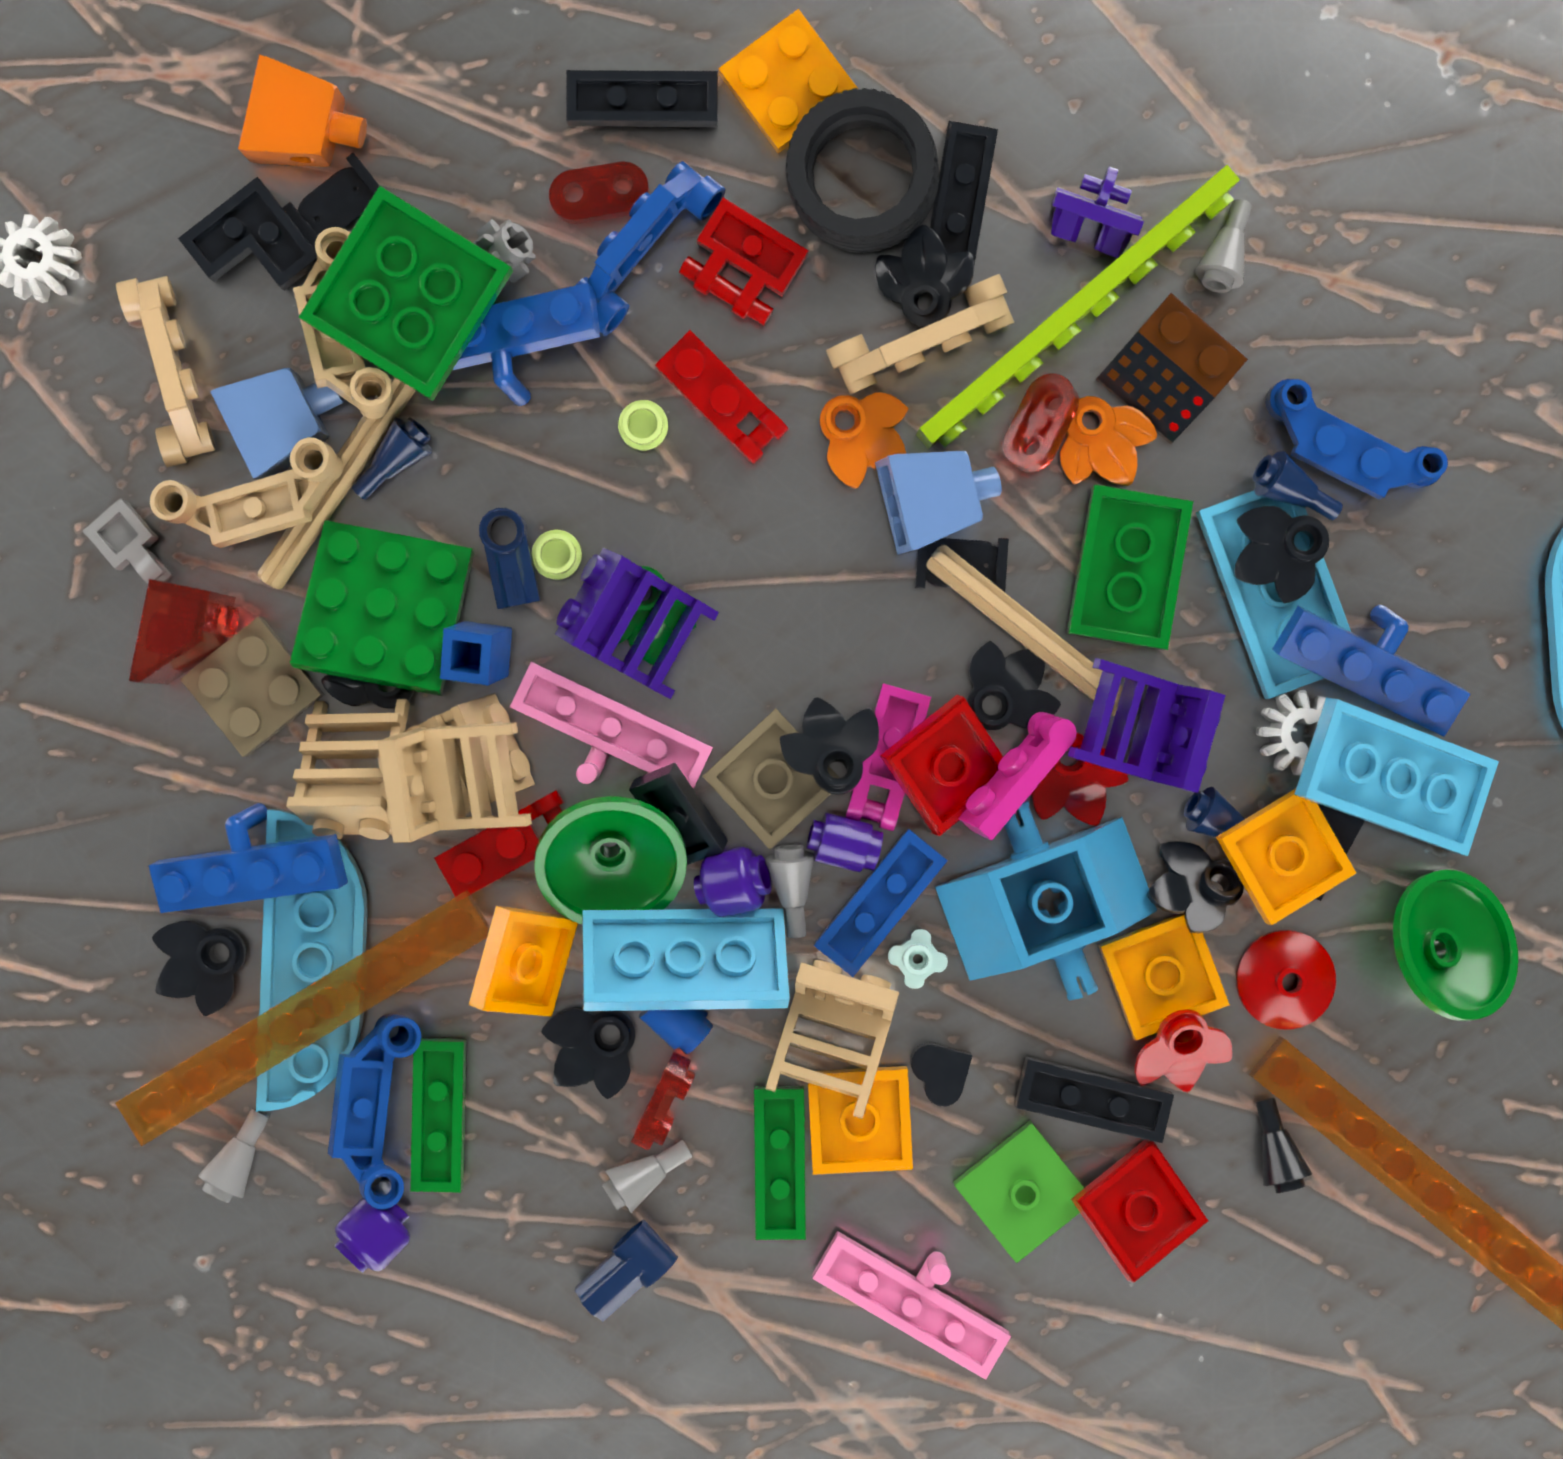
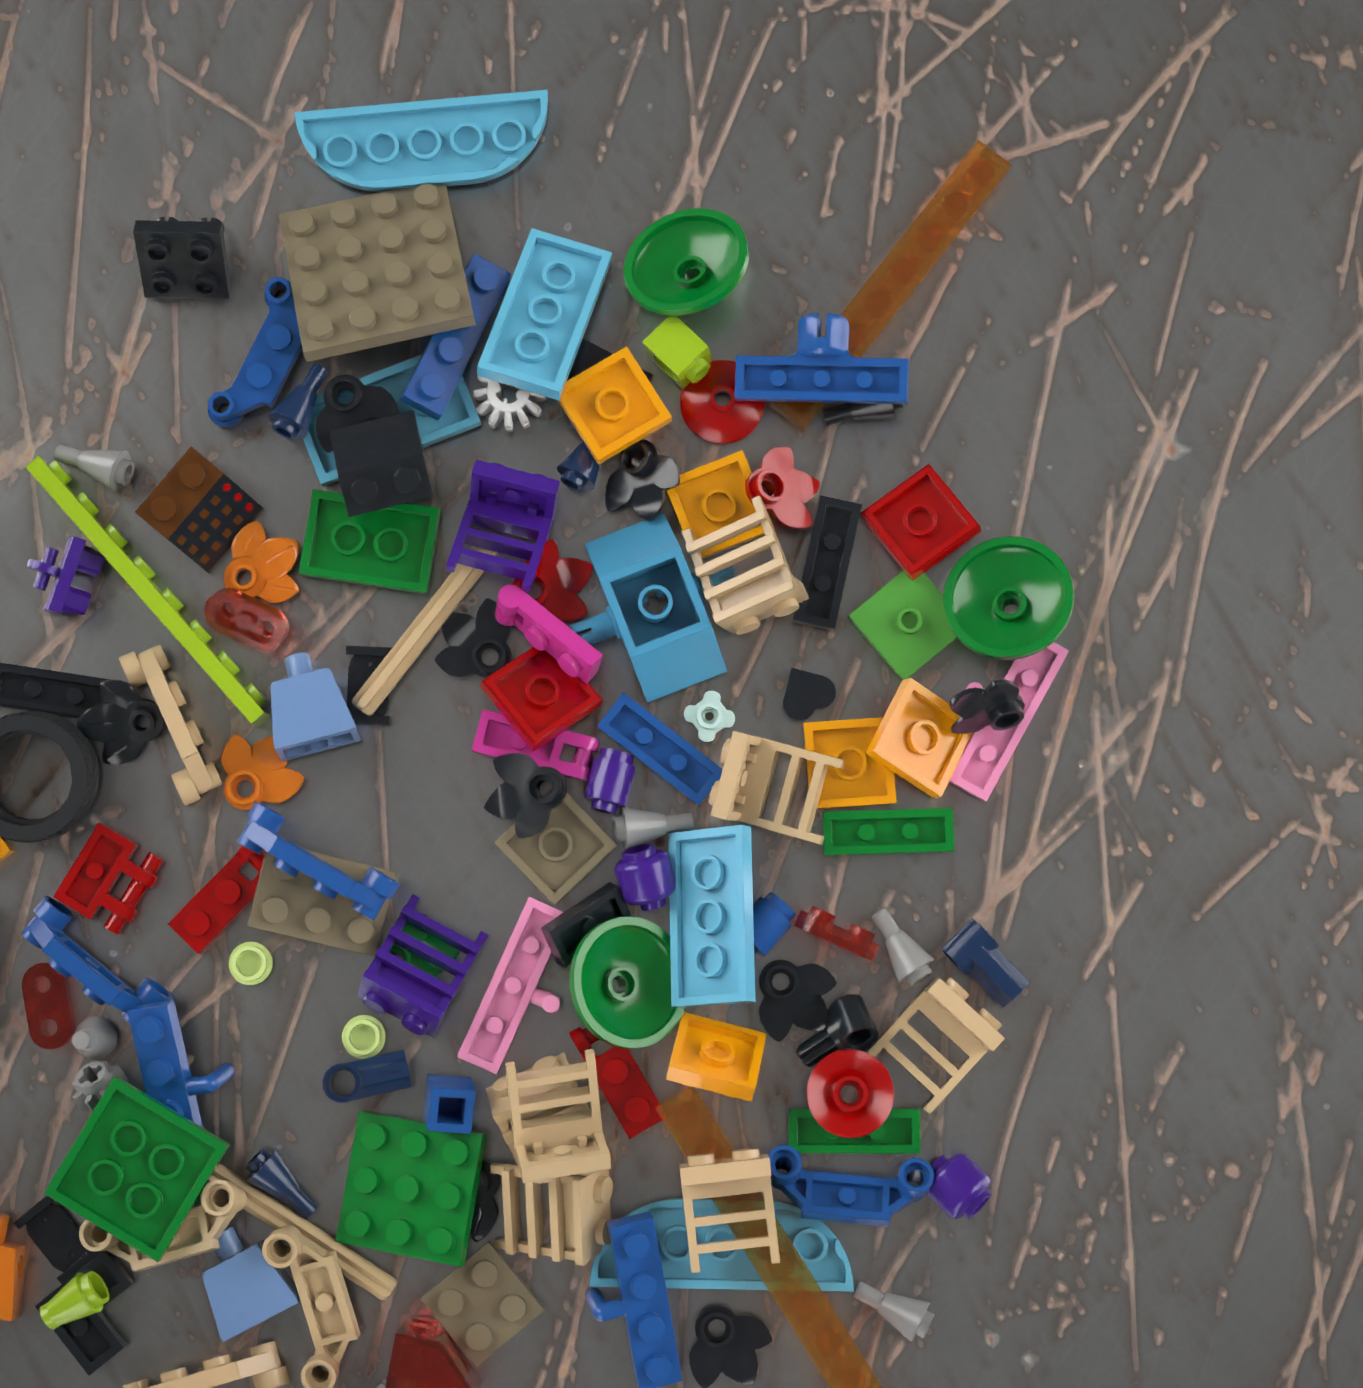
camera: 90 degrees left, 5 degrees down
(261, 225) = (77, 1299): none -> lime cone
(383, 973) = (712, 1178): none -> tan plate
(476, 1139) = (872, 1087): none -> red dish
(555, 1110) = (845, 1028): none -> black axle
(561, 245) = (95, 1038): none -> light grey cone
(572, 1228) = (946, 1008): none -> tan plate
(715, 507) = (298, 910): none -> dark tan plate
(789, 440) = (262, 834): none -> blue plate
(887, 1206) = (918, 738): none -> light orange plate
(920, 1300) = (995, 706): none -> black plate
(1060, 1020) = (756, 593): none -> tan plate
(1076, 1321) = (1005, 574): none -> green dish
(1223, 583) = (381, 463): none -> black slope
(1322, 1104) = (822, 370): none -> blue plate
(1347, 932) = (678, 352): none -> lime brick
(1452, 578) = (375, 270): none -> dark tan plate
(1471, 350) = (182, 258): none -> black plate

